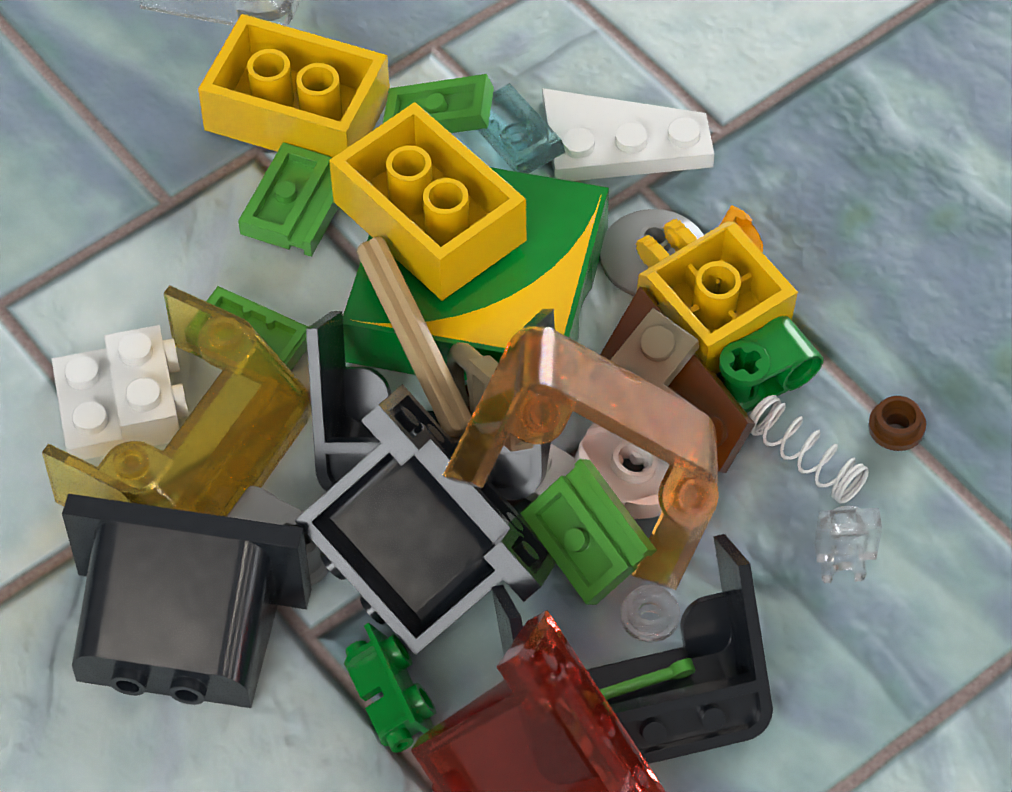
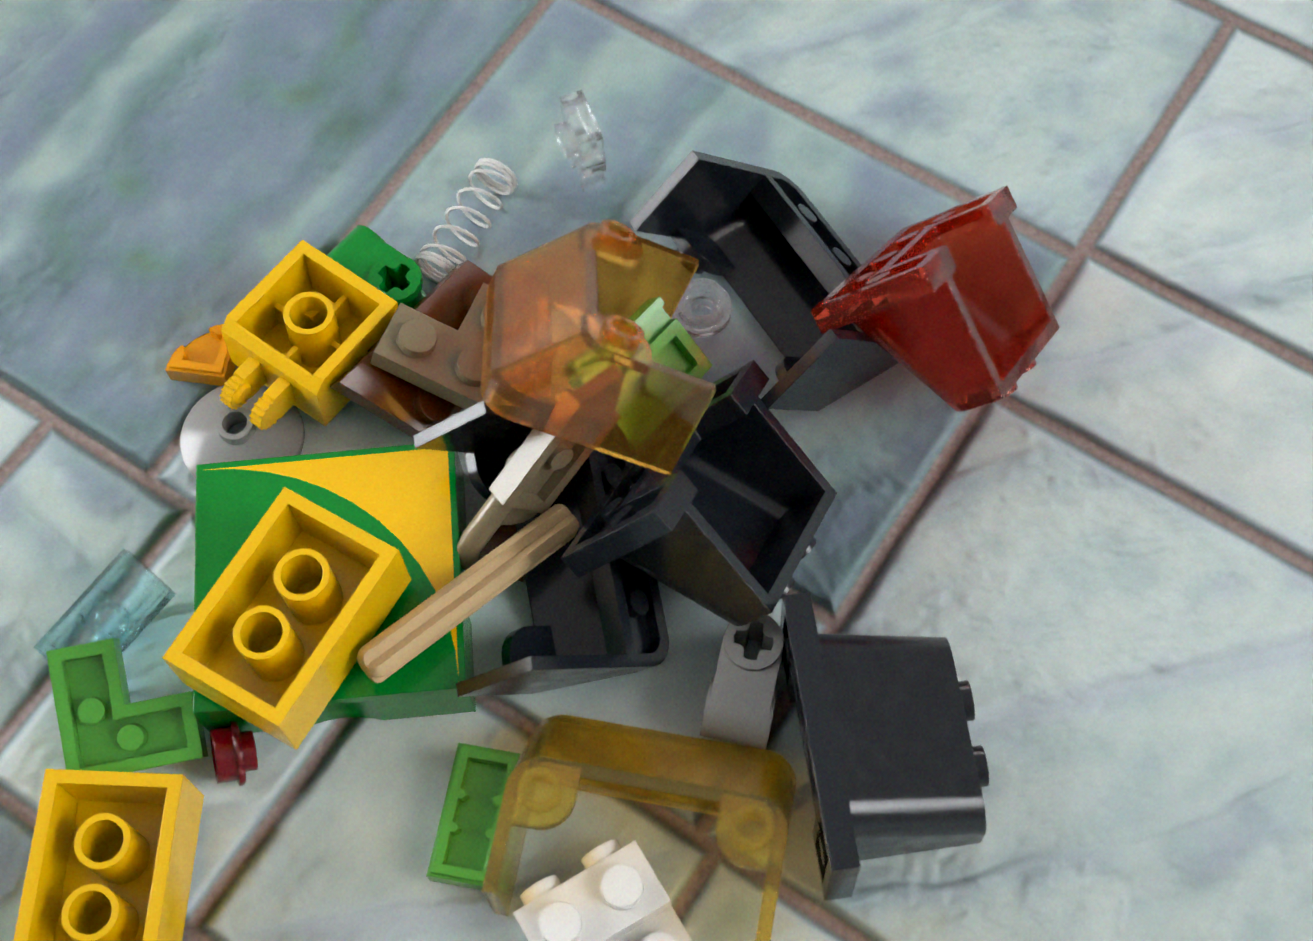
camera: 105 degrees left, 10 degrees up
(291, 201) = (264, 837): bright green plate -> none
(383, 667) = (895, 492): green hinge -> none
(624, 137) = (81, 510): white wing -> none
(676, 671) = (758, 263): bright green hinge -> none
(898, 411) = (407, 144): reddish brown plate -> none

